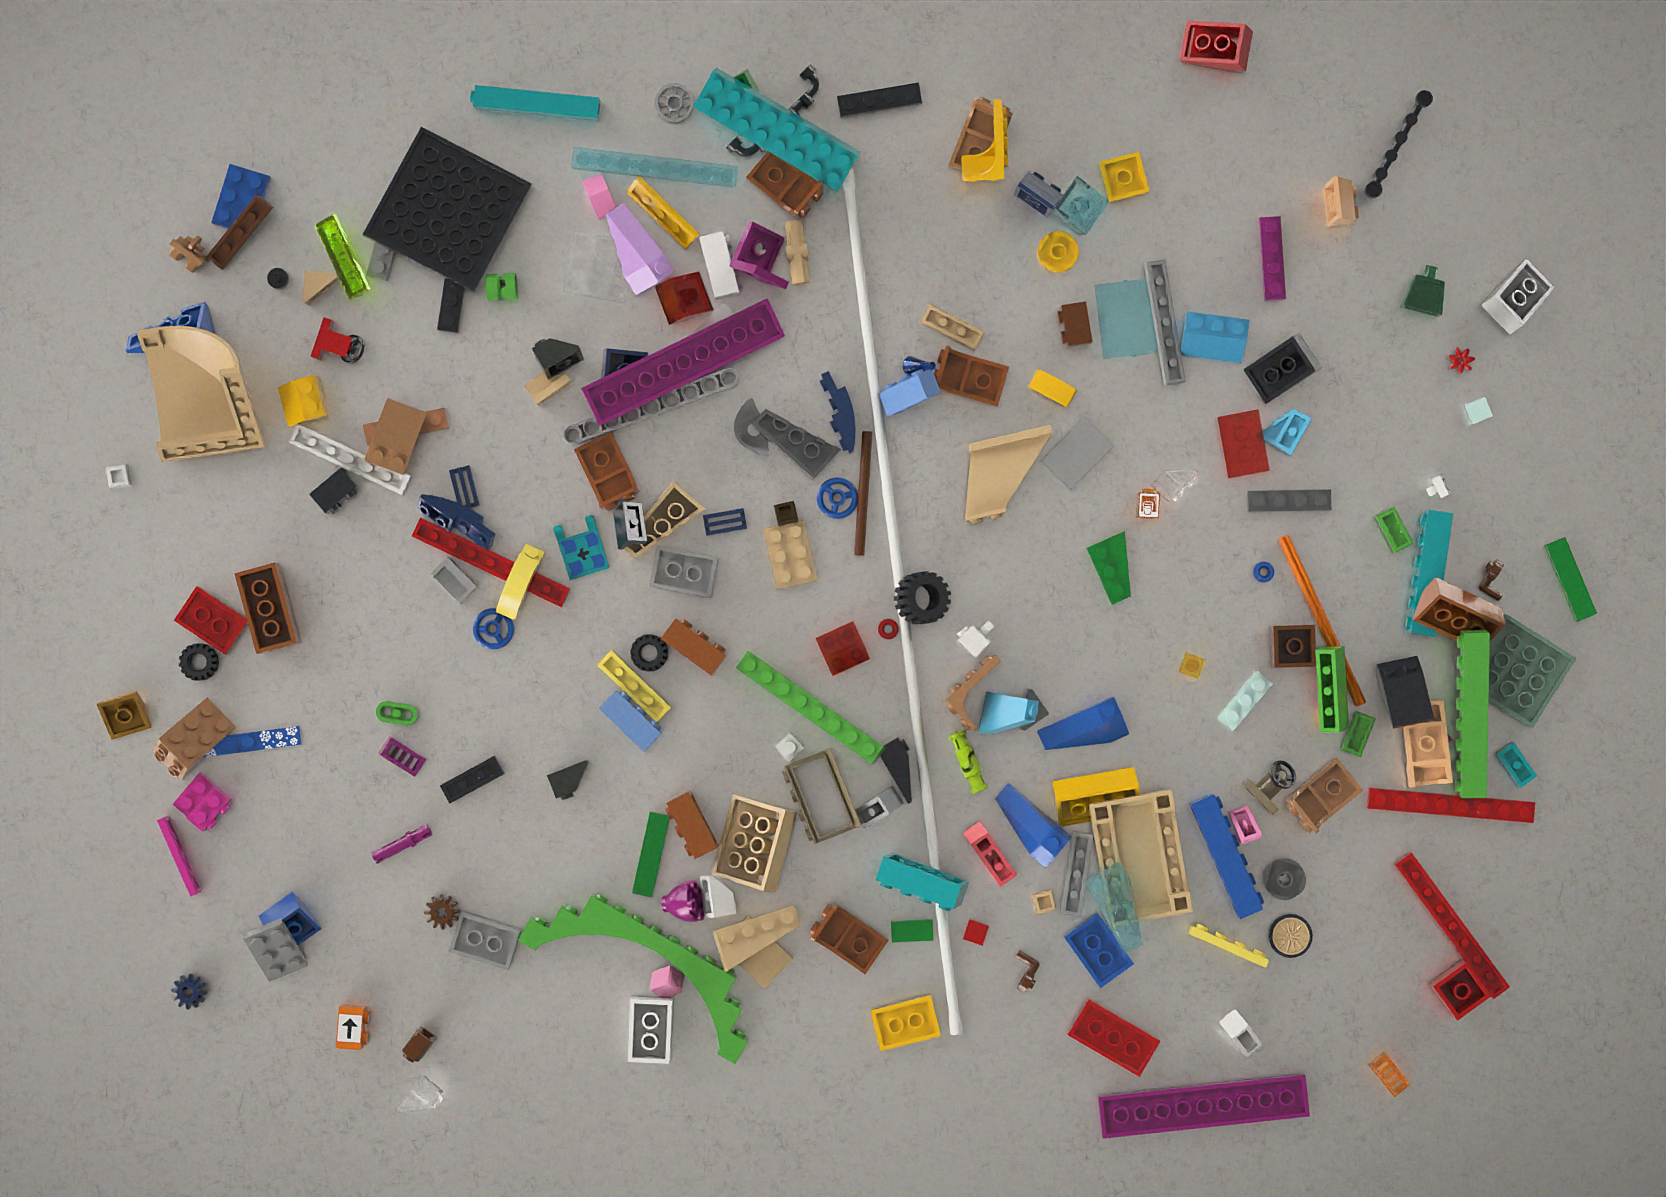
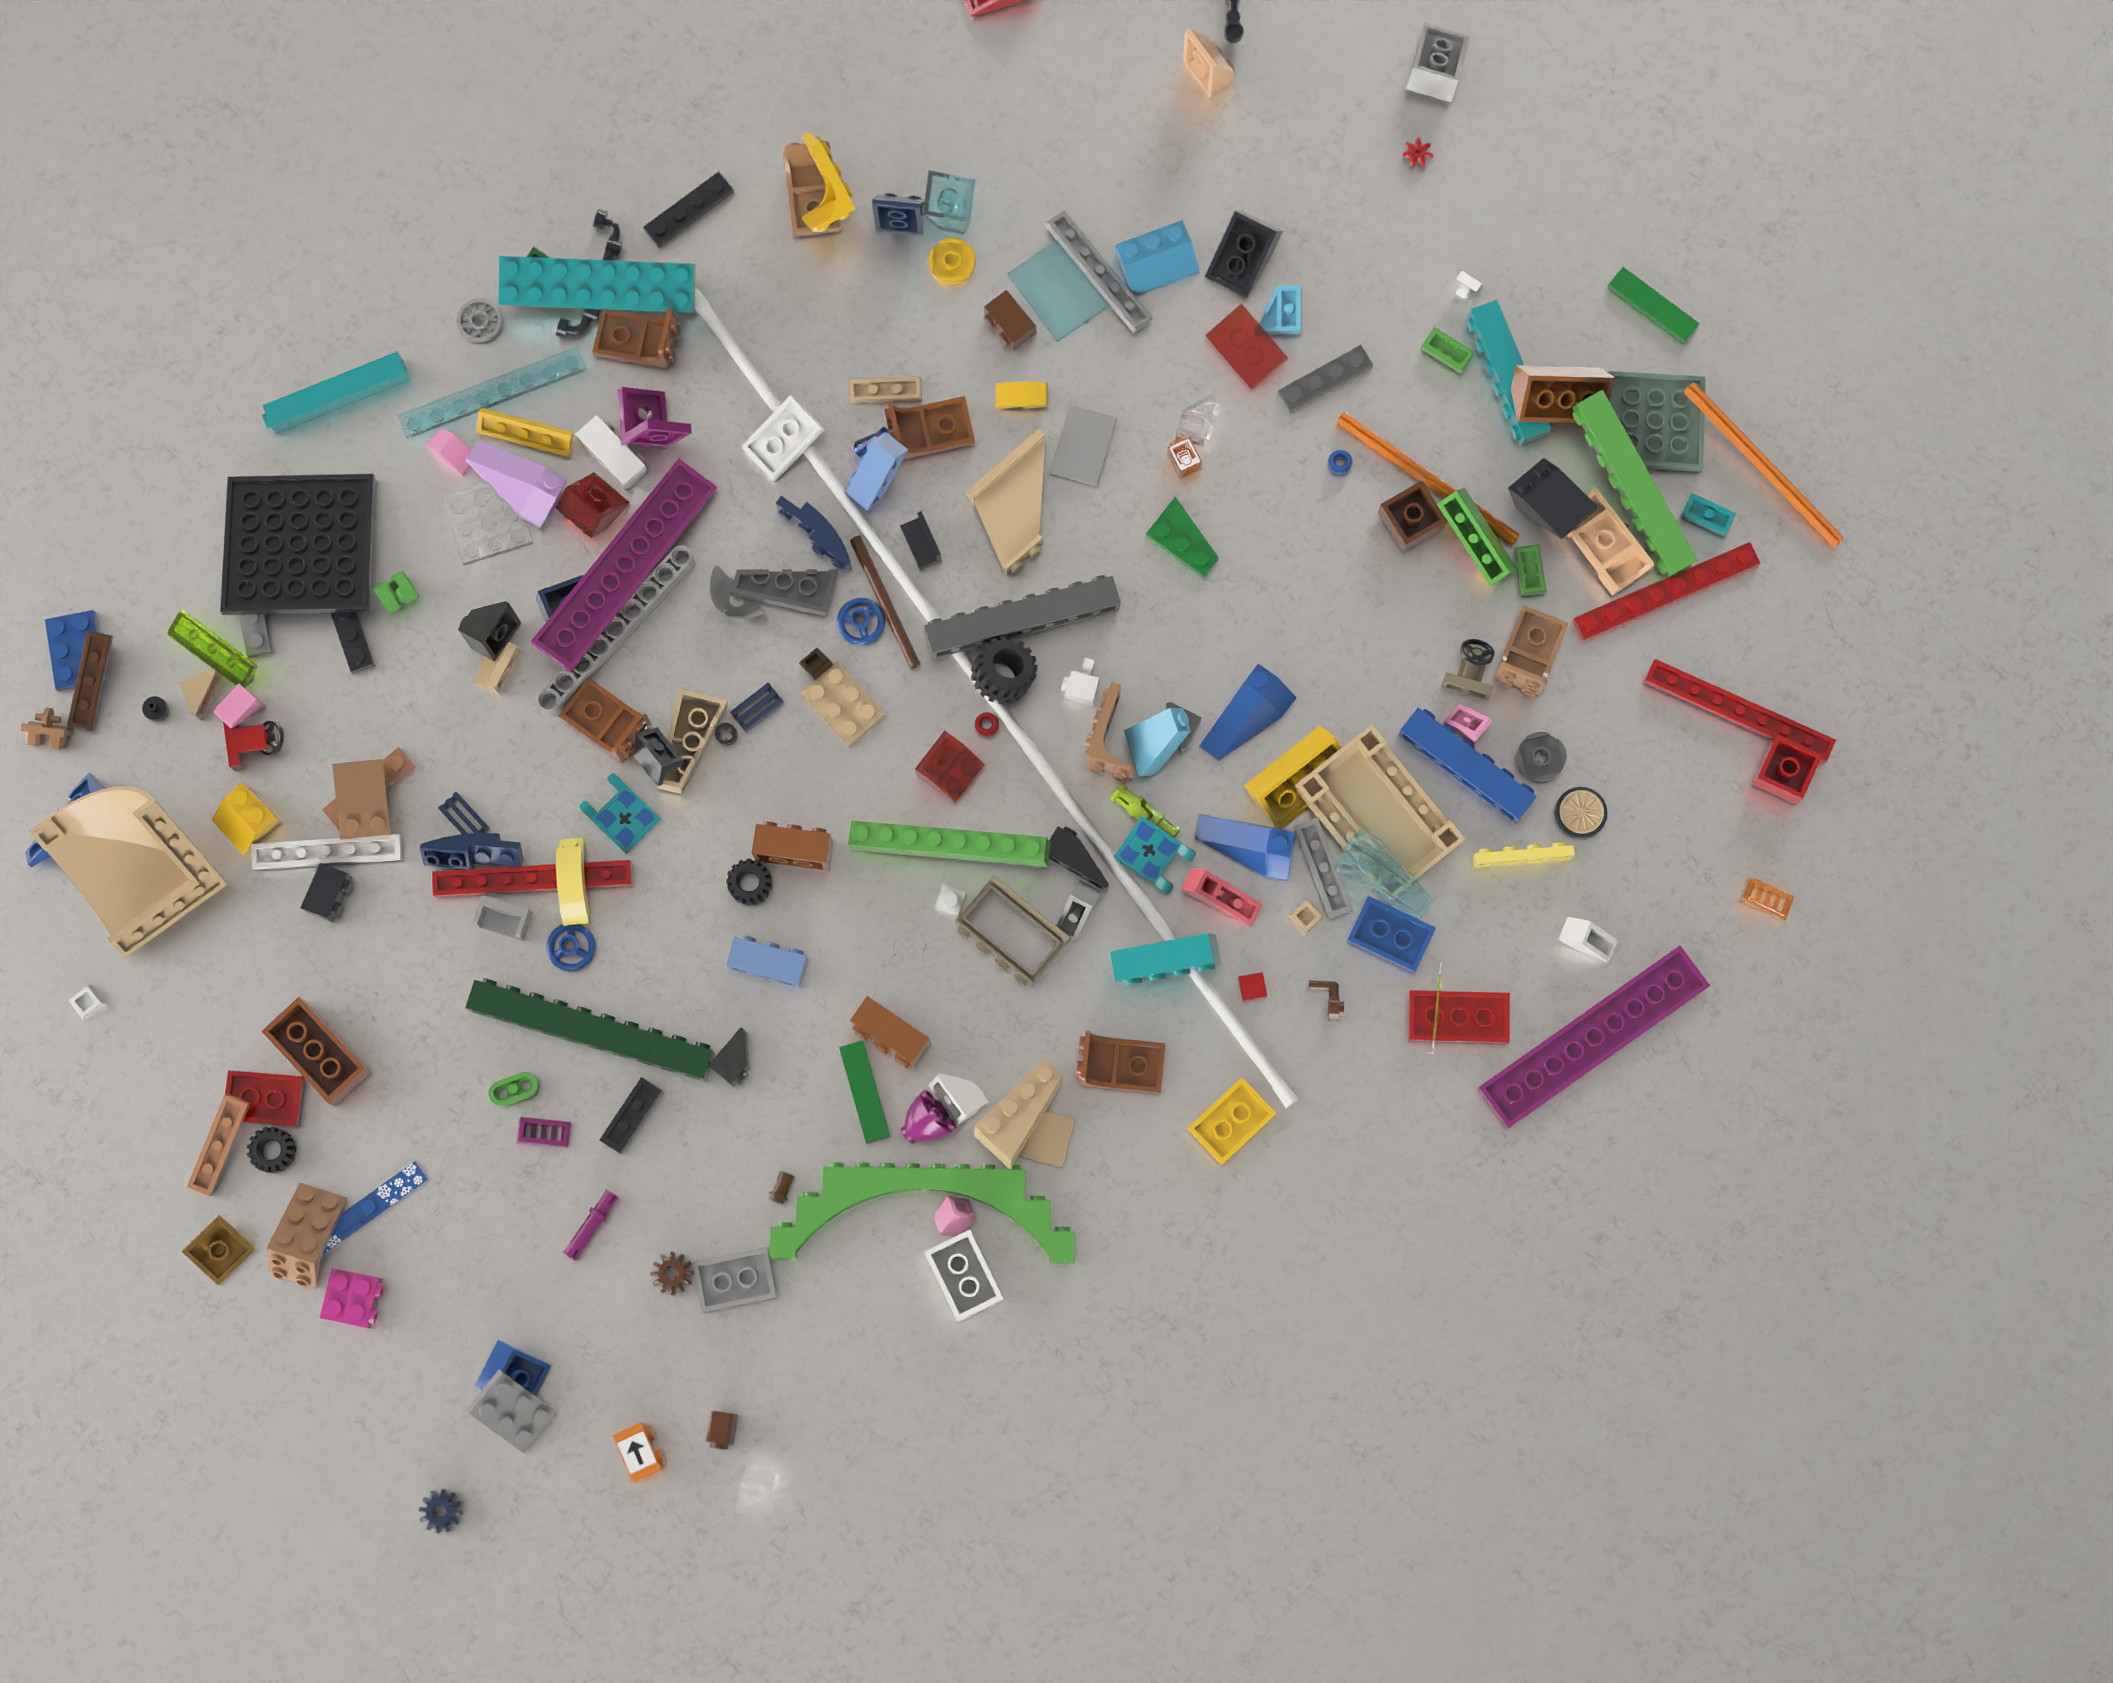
camera: 30 degrees left, 10 degrees down
(162, 638) = (218, 1144): none -> nougat plate
(179, 856) = (355, 1369): dark pink tile -> none
(340, 314) = (238, 706): none -> bright pink slope
(474, 700) = (590, 1030): none -> dark green brick
(553, 892) = (781, 1187): none -> reddish brown pin
(634, 686) = (751, 924): light yellow plate -> none
(683, 571) = (740, 779): light grey plate -> none
(685, 527) = (718, 735): none -> black bush
(754, 843) = (967, 1019): tan slope -> none
(797, 252) = (685, 399): tan piece -> none
(854, 324) = (783, 437): none -> white tile
(912, 930) = (1184, 1021): green tile -> none
(914, 462) = (921, 542): none -> black panel
(955, 793) = (1150, 850): none -> teal flag
(957, 563) = (1022, 617): none -> dark grey brick
(1100, 1024) = (1437, 1004): none -> clear neon green piece
(1123, 177) = (977, 153): yellow plate -> none
(1192, 665) = (1321, 593): clear yellow plate -> none
(1244, 700) = (1395, 600): light aqua plate -> none
(1272, 258) = (1171, 155): magenta plate -> none
(1425, 293) = (1344, 107): clear green torso -> none
(1478, 410) = (1463, 191): light aqua tile -> none
(1492, 571) = (1570, 336): reddish brown plate -> none
(1580, 750) = (1763, 464): none -> orange axle

